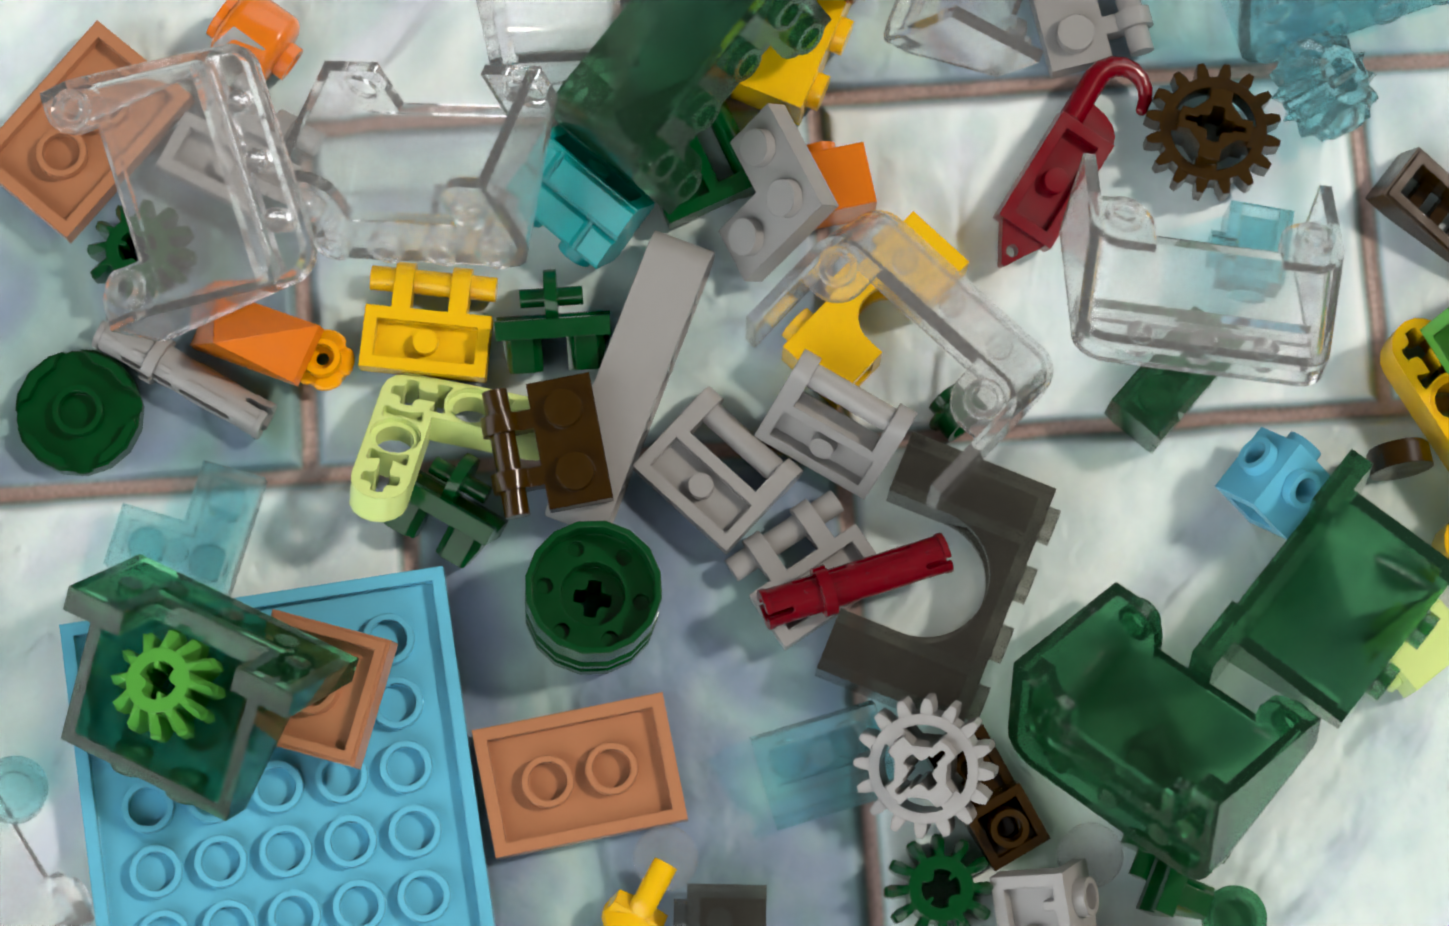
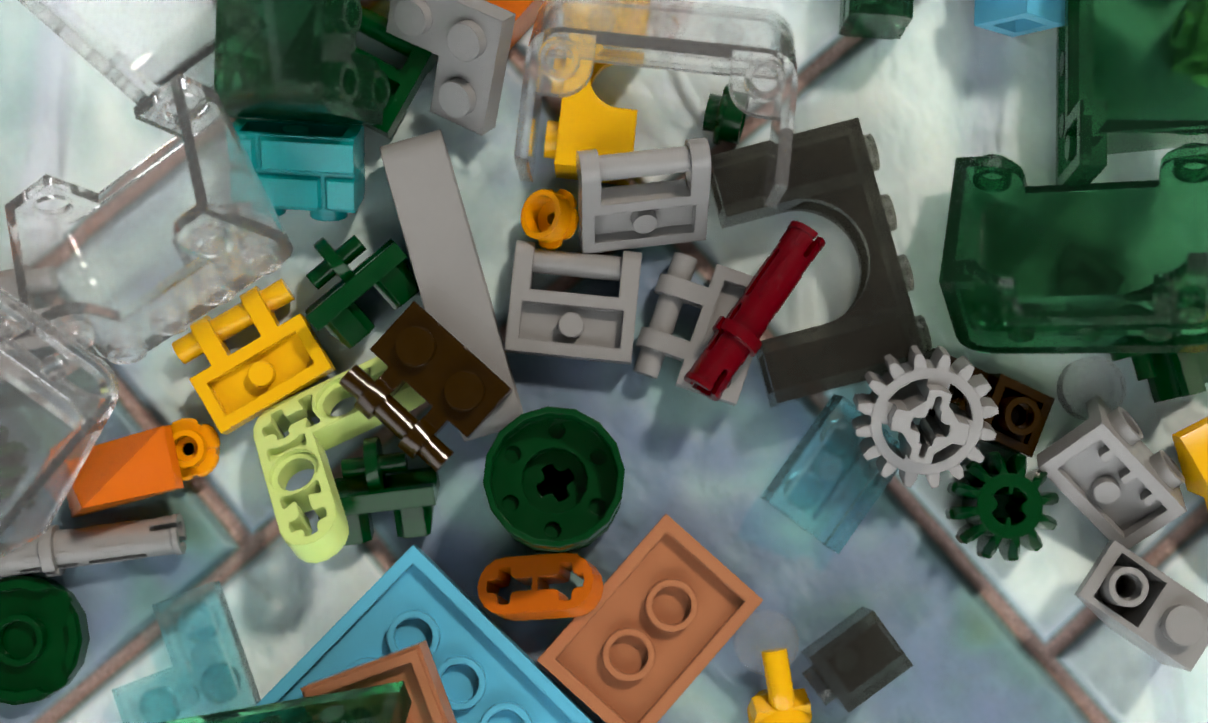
camera: 35 degrees left, 5 degrees up
(524, 665) = (538, 573): none -> orange beam
(749, 387) = (550, 217): none -> light orange plate

